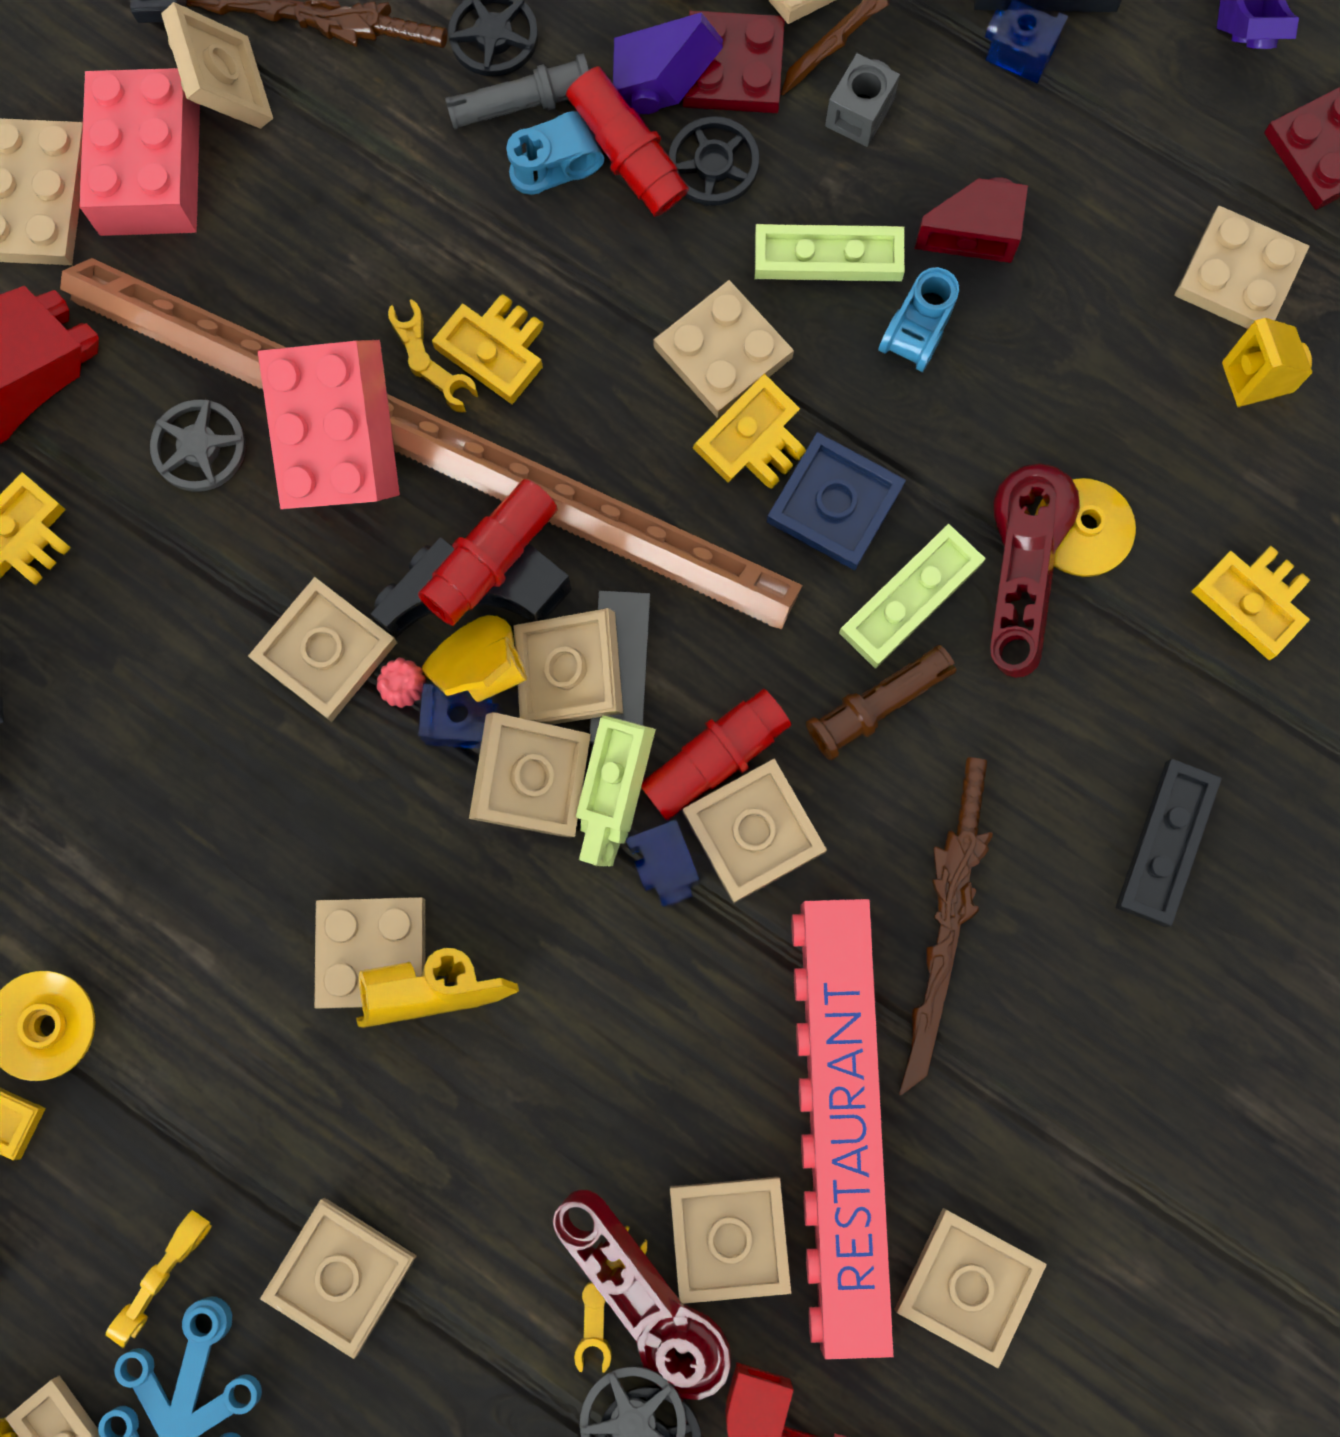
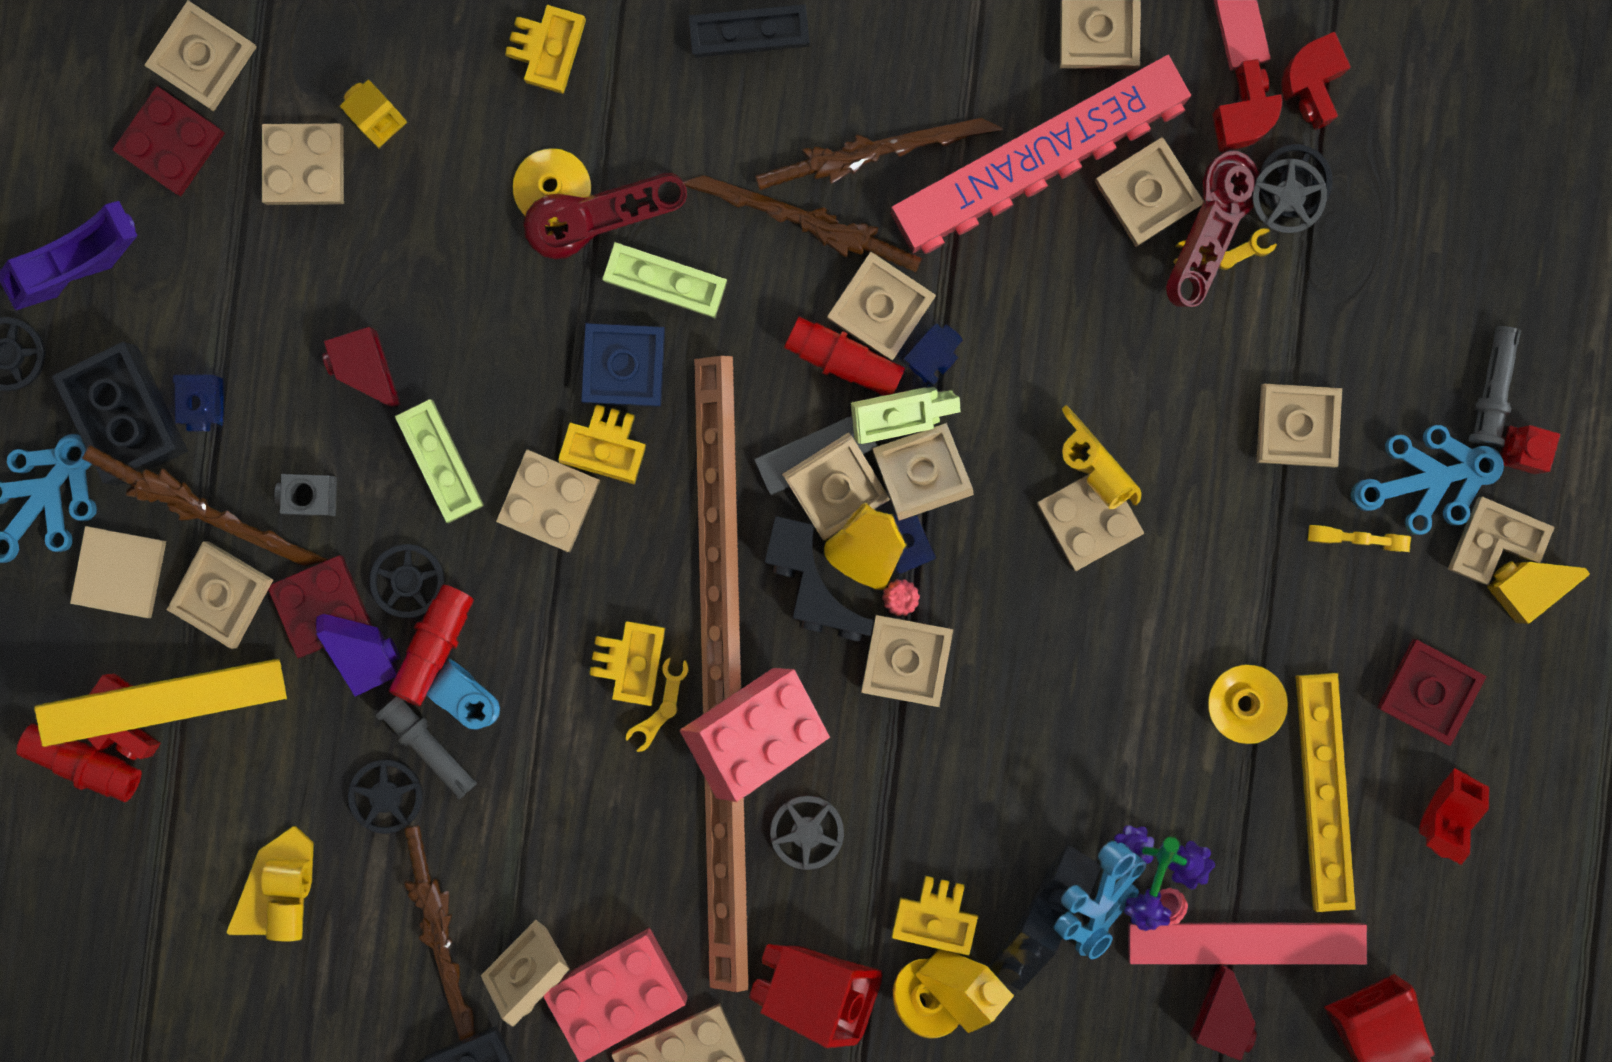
camera: 120 degrees left, 10 degrees up
(487, 552) = (791, 574): red piece -> none
(862, 712) = (765, 274): reddish brown pin -> none
(895, 808) = (824, 226): none -> reddish brown sword
(920, 325) = (462, 369): dark azure piece -> none

